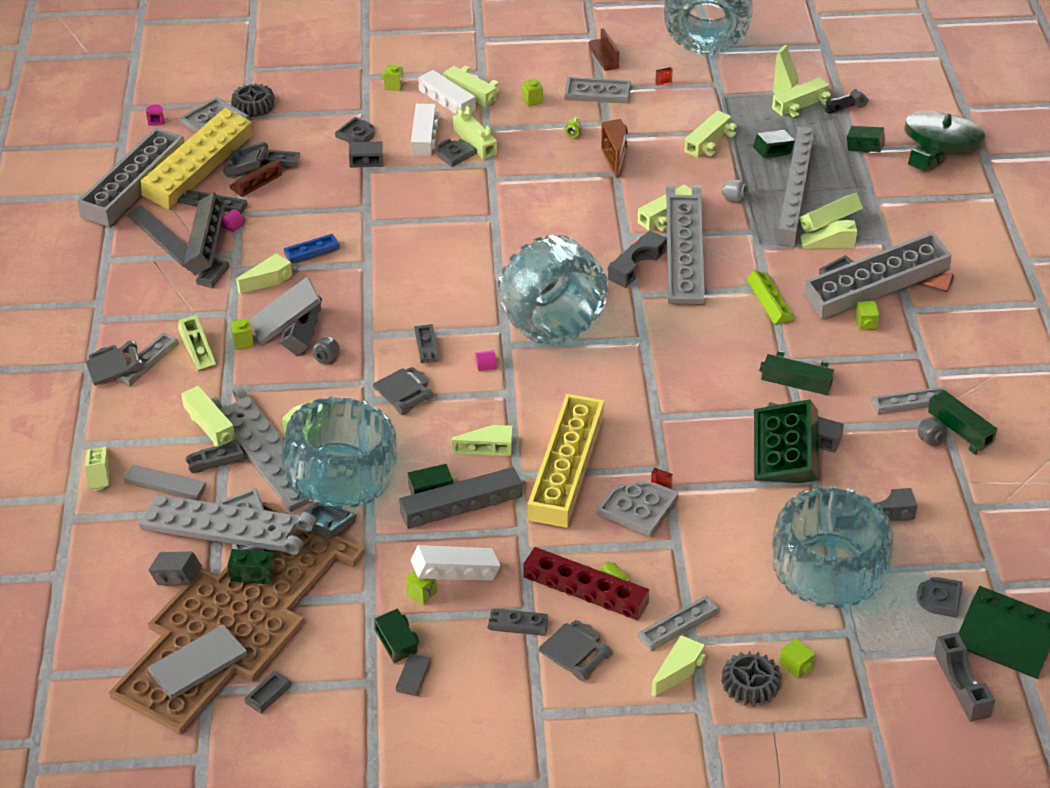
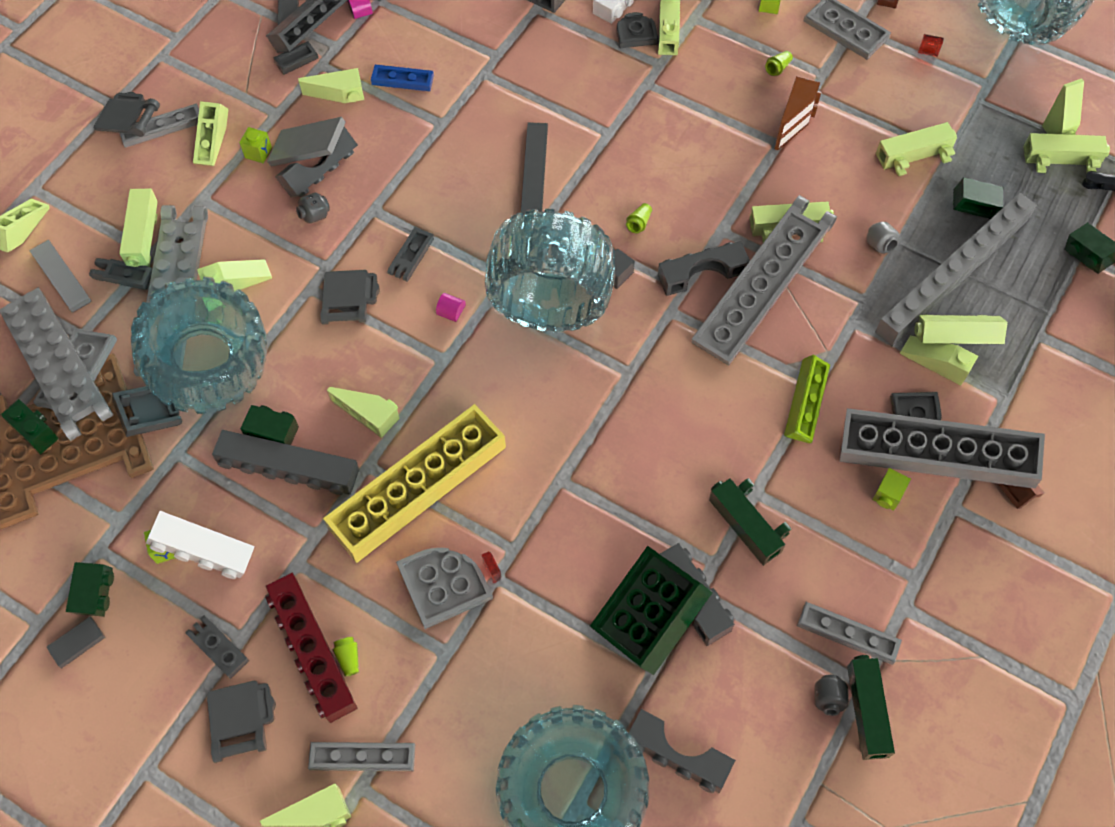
camera: 35 degrees right, 20 degrees up
(466, 262) = (534, 167): none -> dark grey tile

